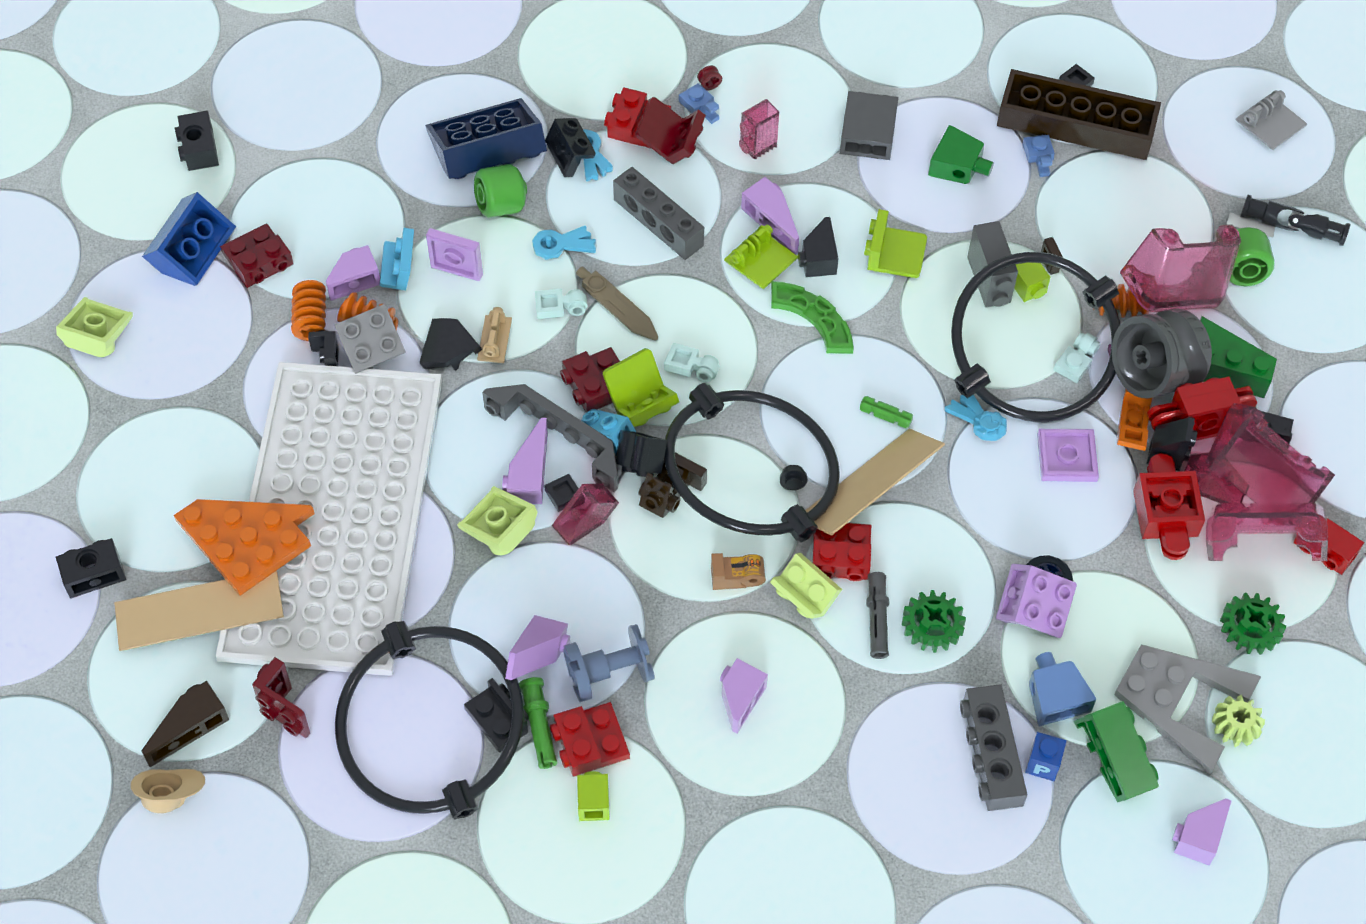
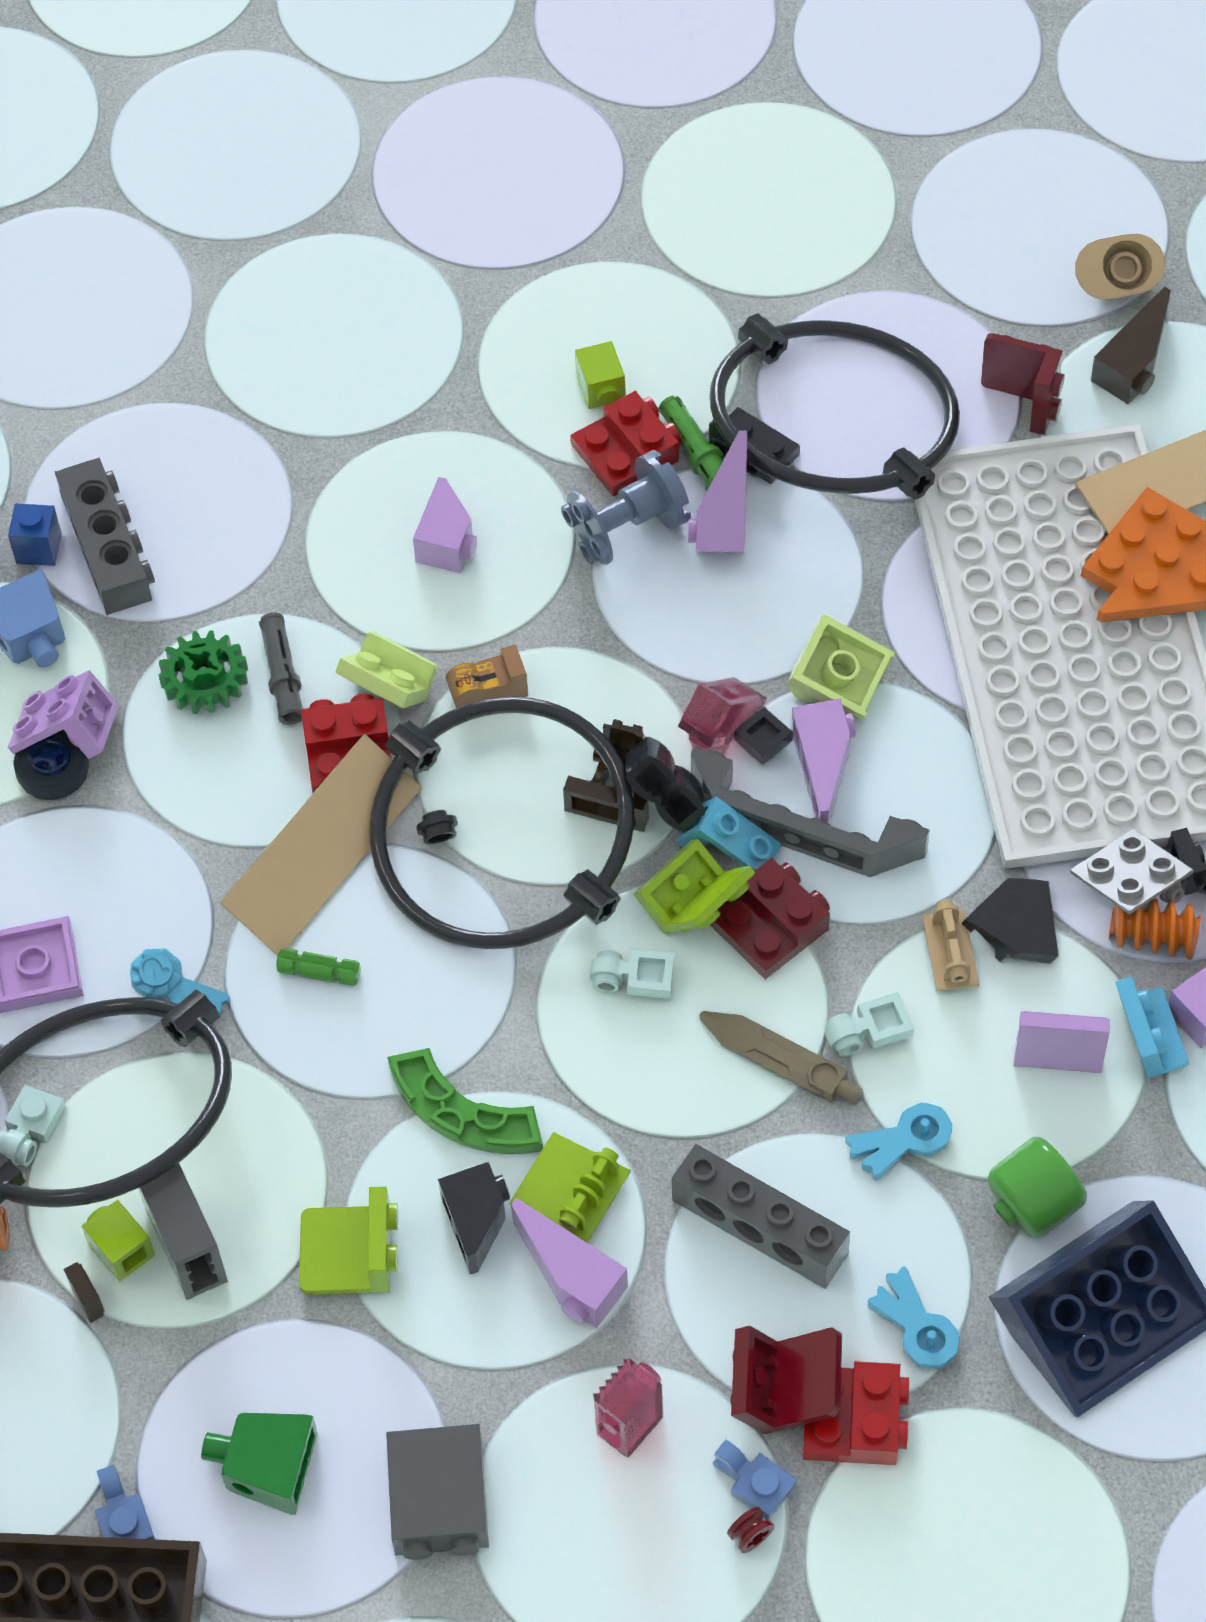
camera: 170 degrees right, 0 degrees up
(568, 145) = (949, 1312): black bracket -> none

